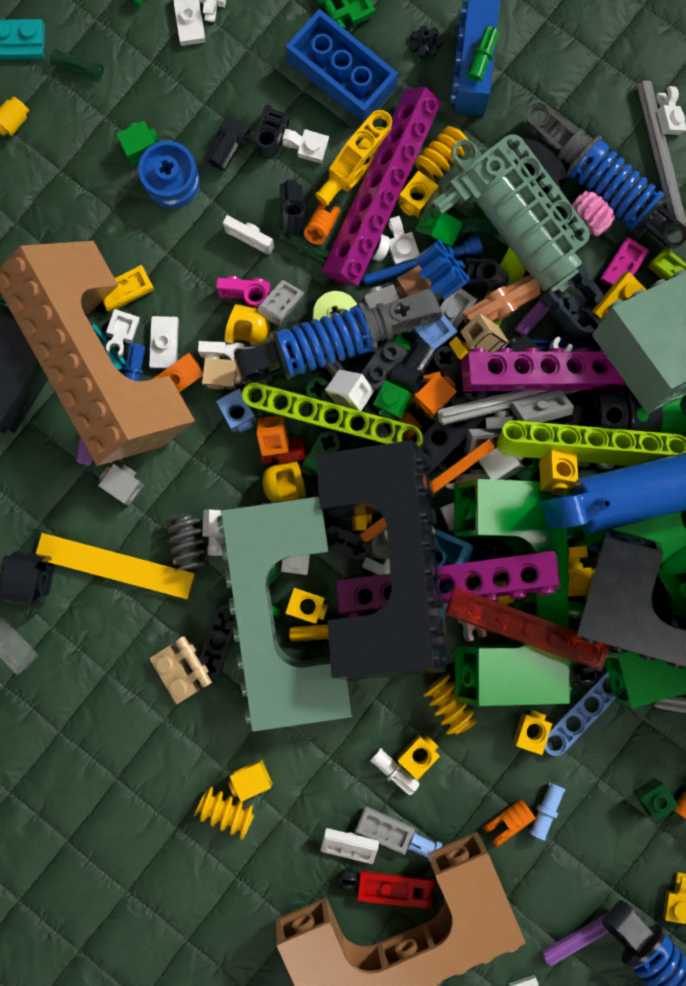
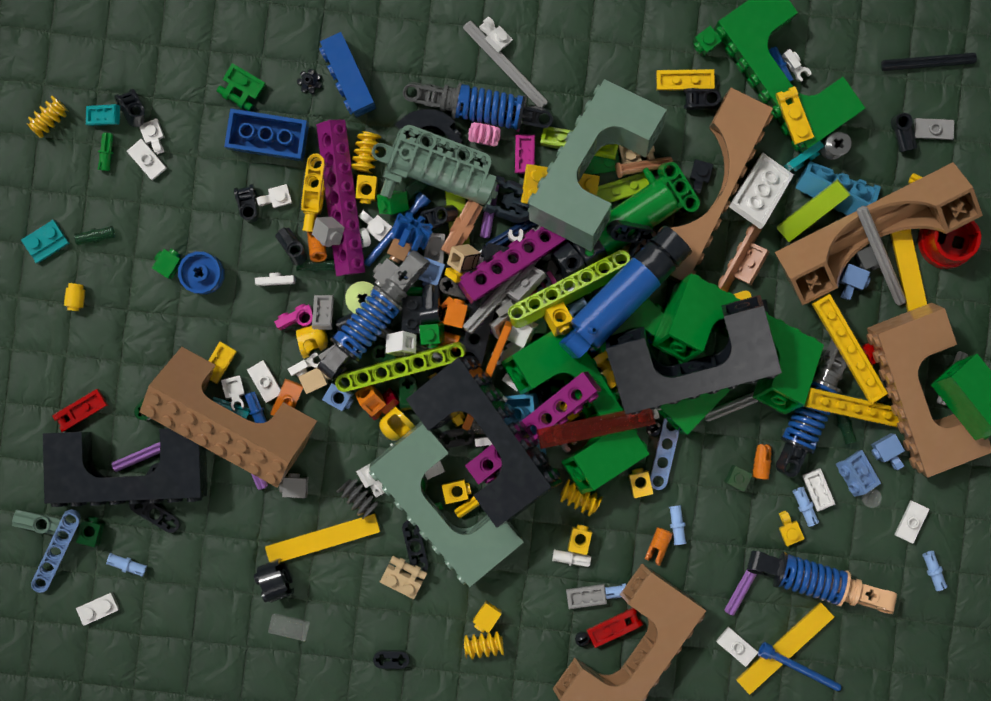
camera: 30 degrees left, 5 degrees up
(108, 754) = (391, 664): none -> black beam
(230, 138) = (224, 223): black piece -> none
(344, 211) = (328, 231): none -> light grey brick
(349, 846) = (570, 619): white plate -> none
(483, 54) = (354, 80): green axle -> none

